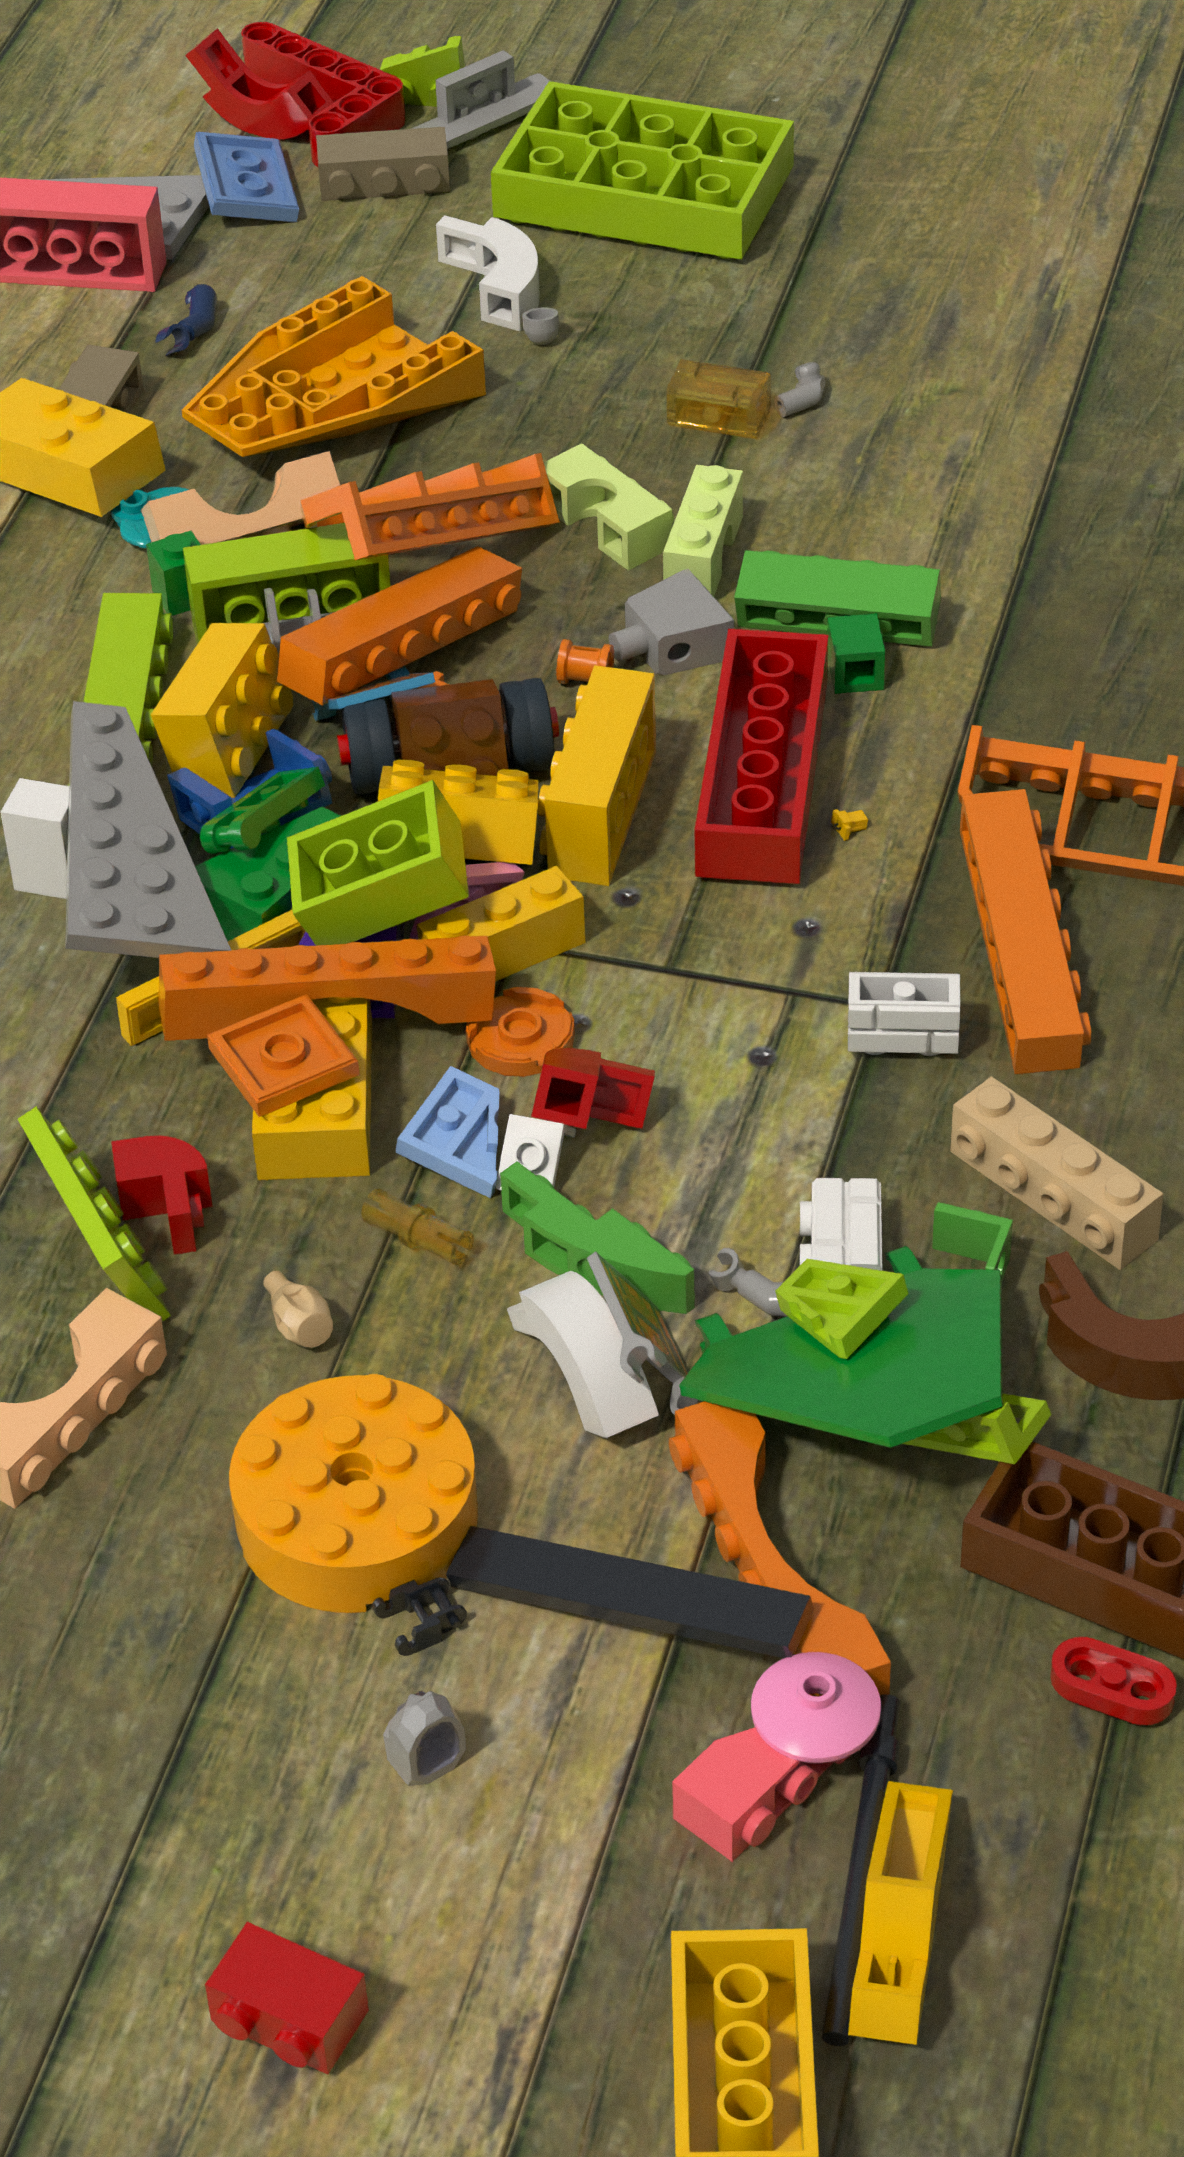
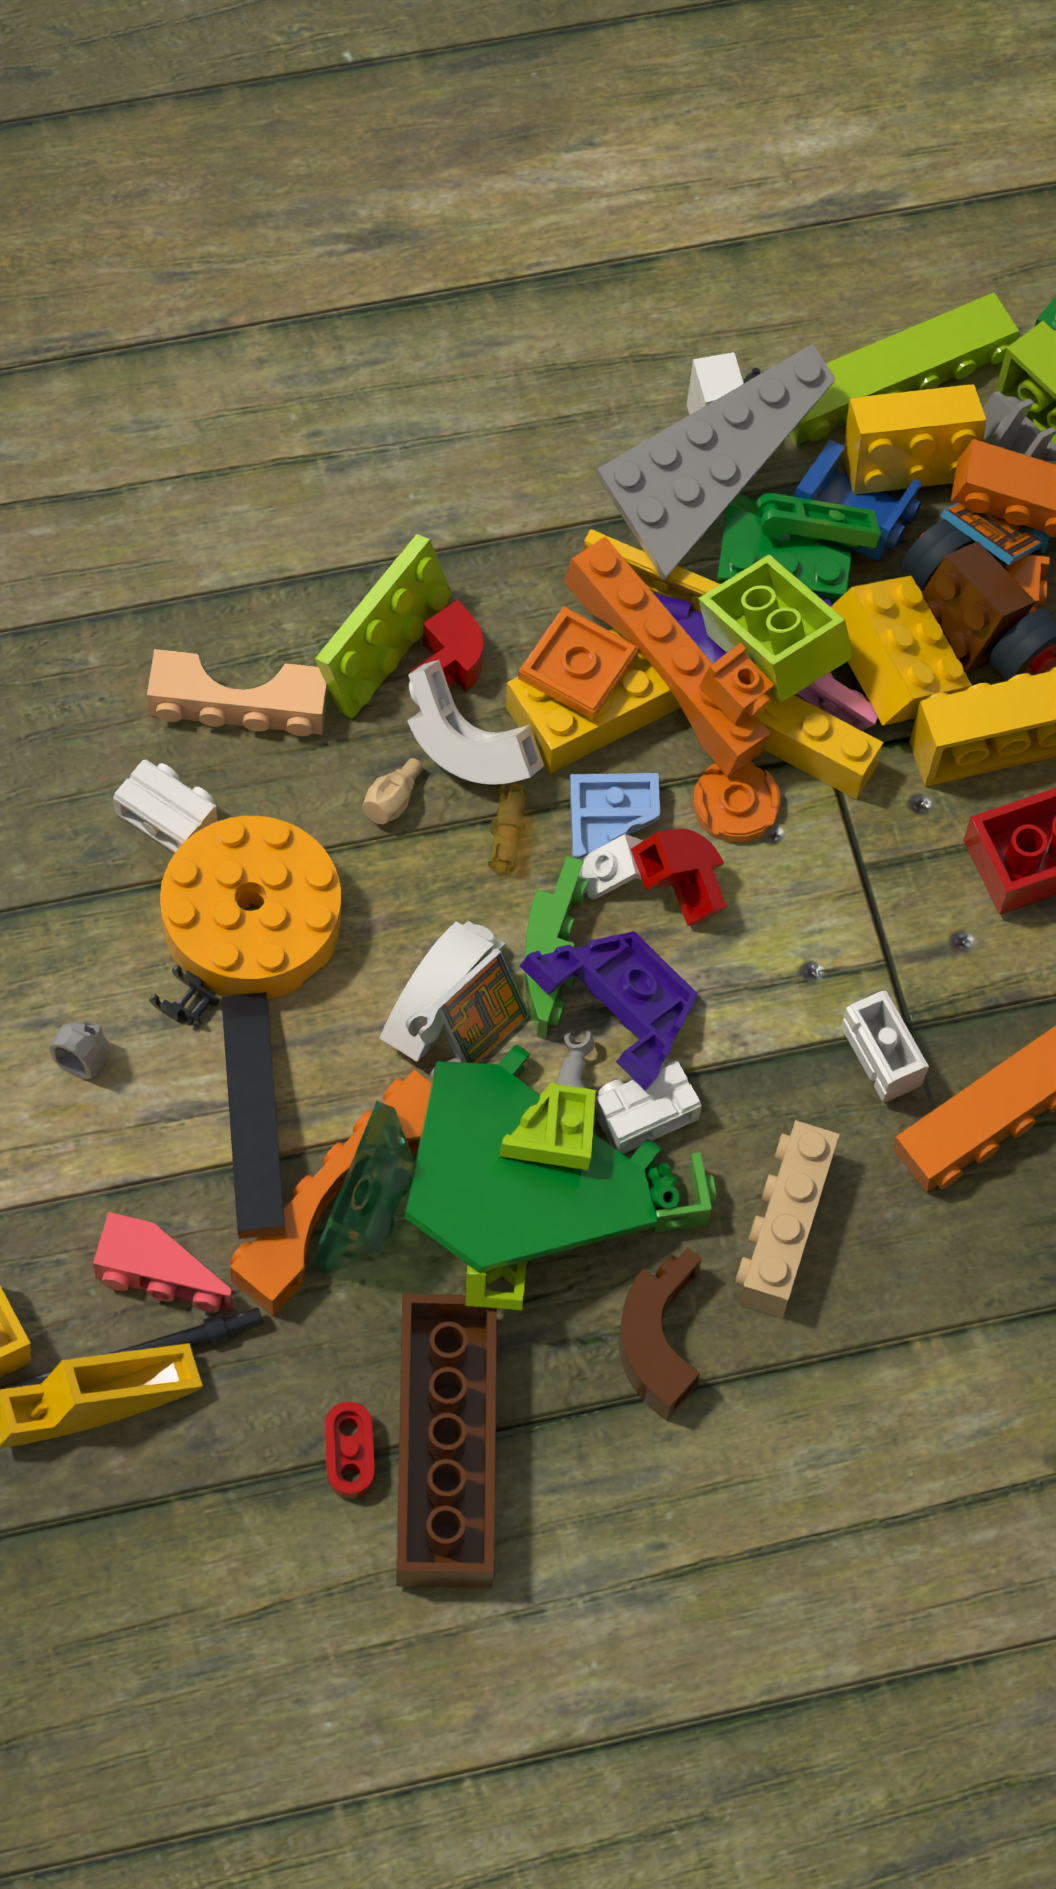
camera: 55 degrees right, 20 degrees up
(162, 1526) = (163, 805): none -> white brick
(322, 1200) = (459, 745): none -> white arch
(426, 918) = (737, 685): none -> orange brick
(721, 1179) = (633, 985): none -> dark purple wing
(813, 1726) = (213, 1291): bright pink dish -> none
(818, 1500) = (368, 1195): none -> clear green wing
(970, 1255) = (663, 1186): none -> green arm

